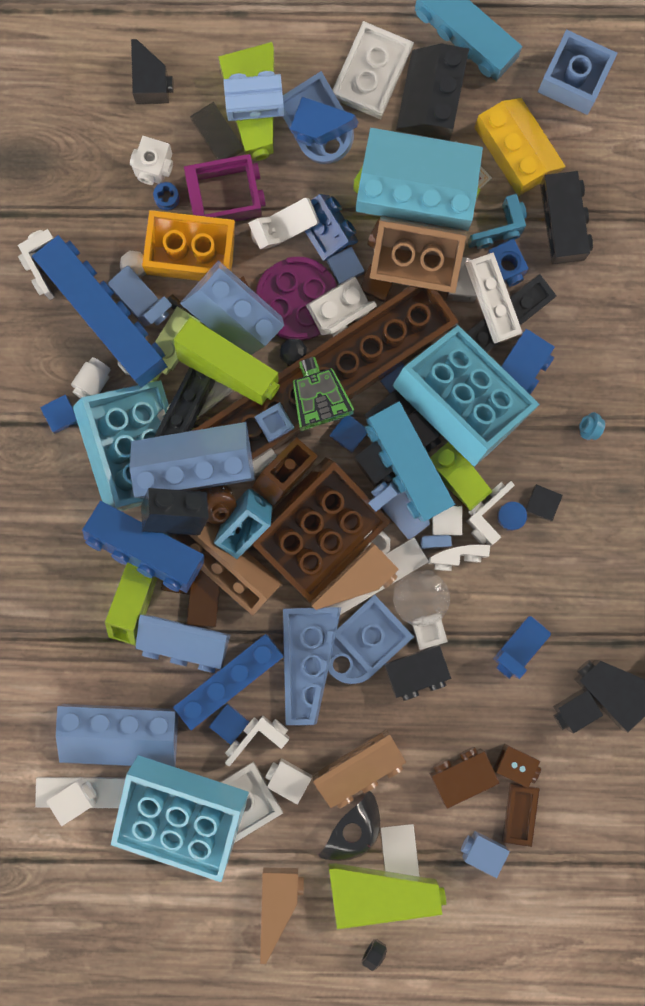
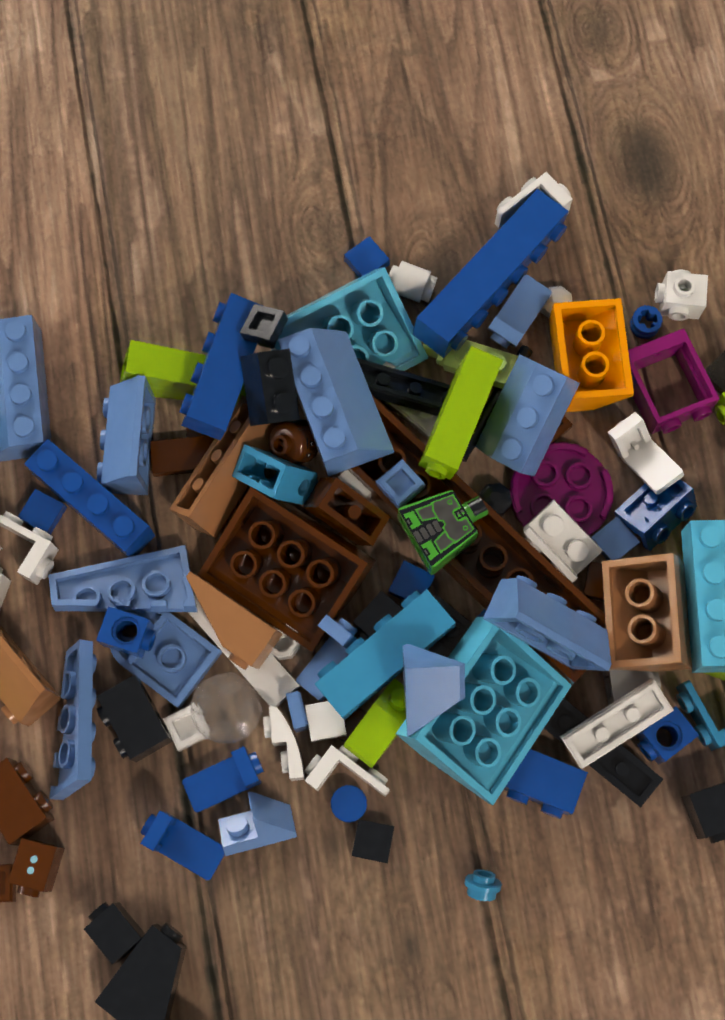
camera: 85 degrees right, 10 degrees down
(118, 506) = (264, 325): none -> black tile
(349, 679) = (113, 625): none -> blue brick
(410, 718) = (75, 721): none -> medium blue wing
(417, 328) = (549, 625): none -> medium blue slope
(448, 430) = (430, 685): none -> medium blue slope
(477, 609) = (223, 779): none -> blue bracket
(518, 585) = (263, 825): none -> medium blue slope

